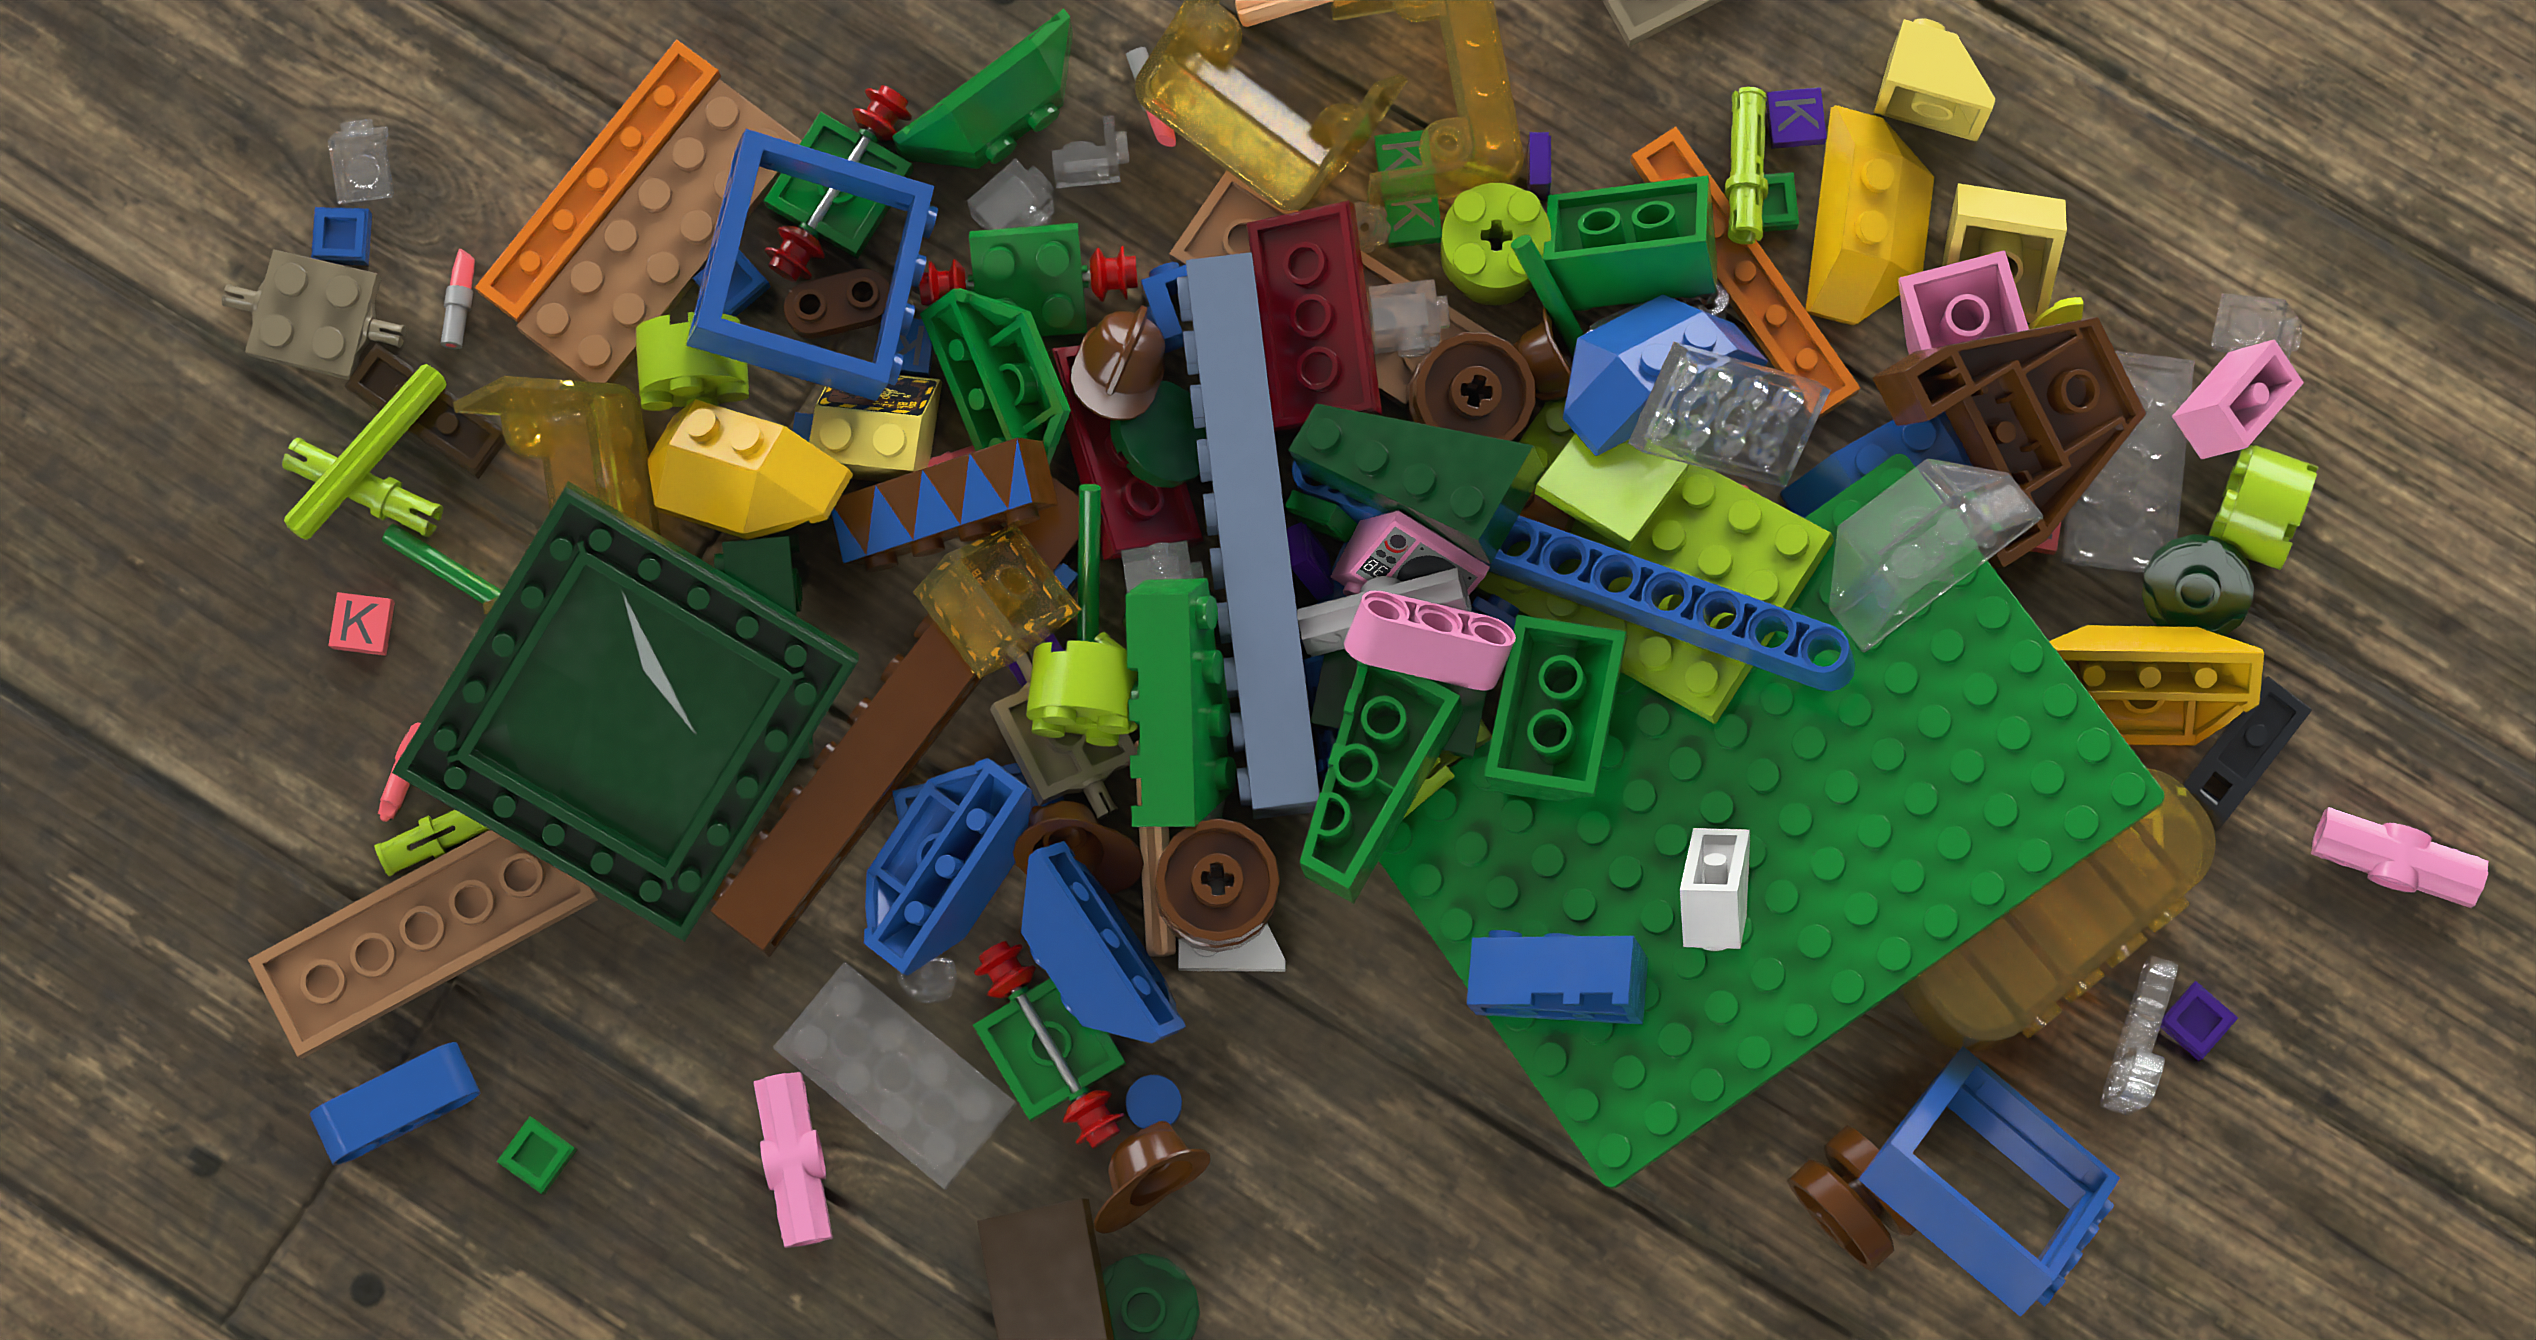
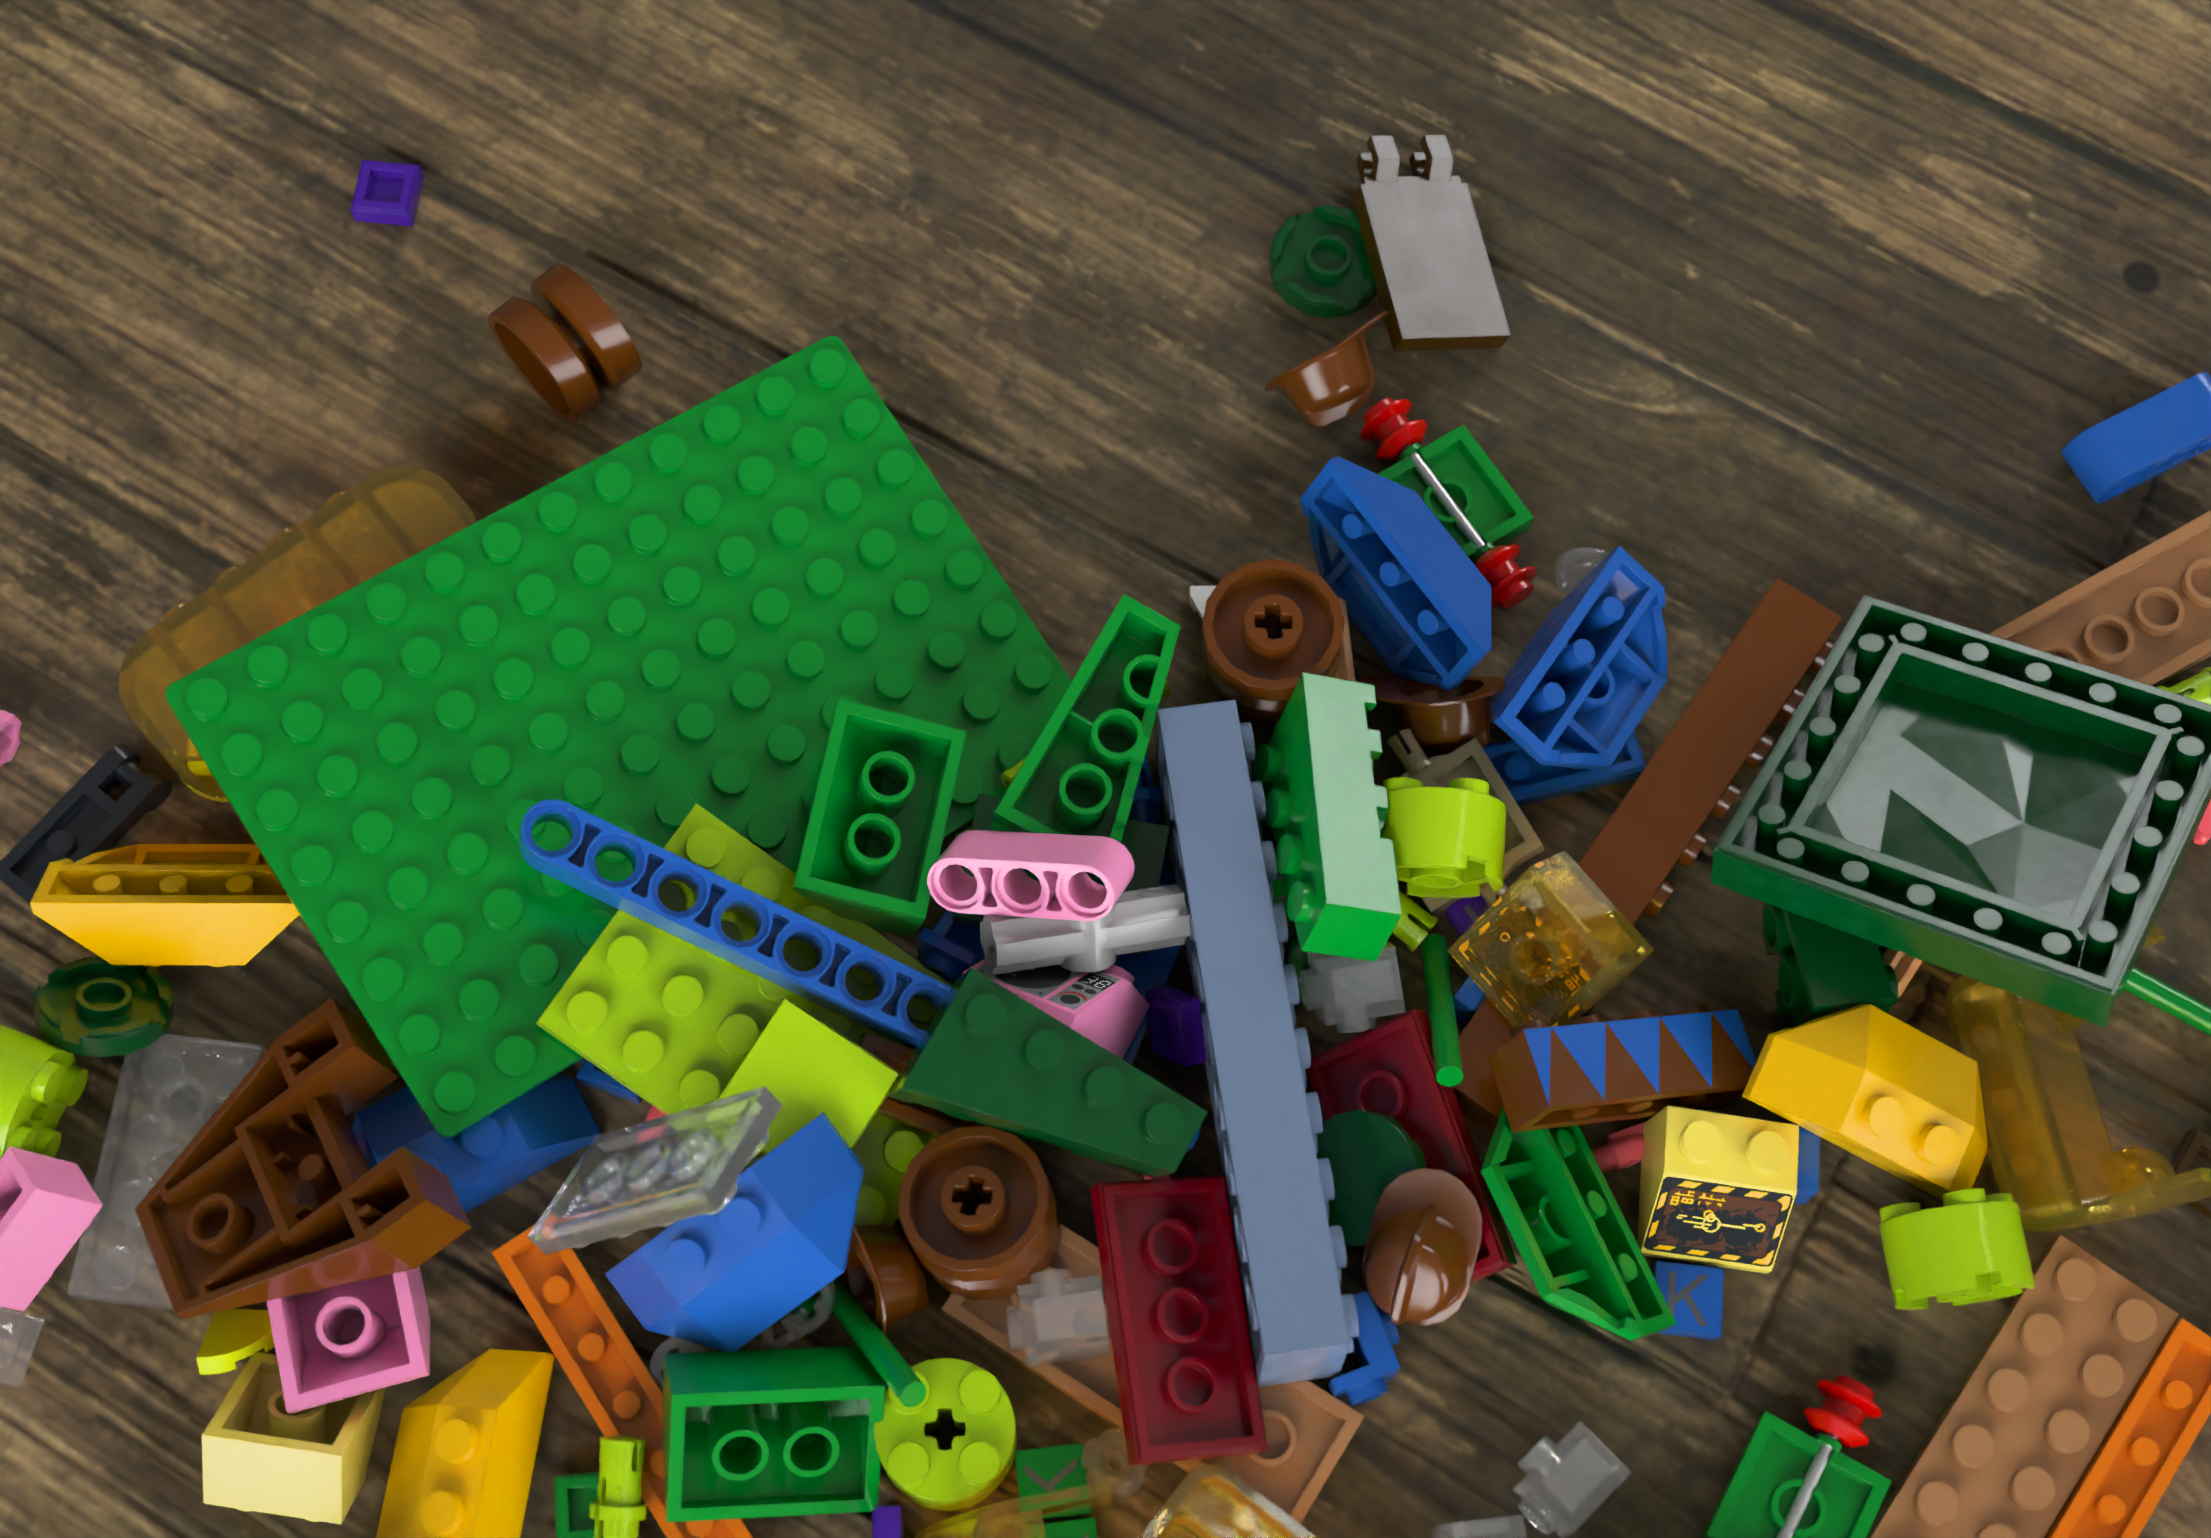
camera: 175 degrees right, 10 degrees down
(536, 1155) = (1987, 398): green tile -> none
(744, 287) = (1915, 1382): blue tile -> none
(781, 353) = (1700, 1369): blue window -> none
(793, 1159) = (1714, 388): bright pink piece -> none
(838, 308) = (1779, 1353): reddish brown plate -> none
(895, 1075) = (1613, 478): clear plate -> none
(1036, 272) = (1541, 1375): green plate -> none
(1153, 1100) = (1322, 444): blue tile -> none
(1321, 516) = (1169, 1074): green tile -> none
(1558, 977) = (882, 525): blue wedge -> none
(1715, 889) = (700, 614): white slope -> none
(1921, 543) = (421, 1000): clear wedge -> none
(2028, 1141) = (335, 304): blue window -> none
(2134, 1067) = (264, 476): clear beam -> none
(2197, 1020) = (178, 551): dark purple tile -> none

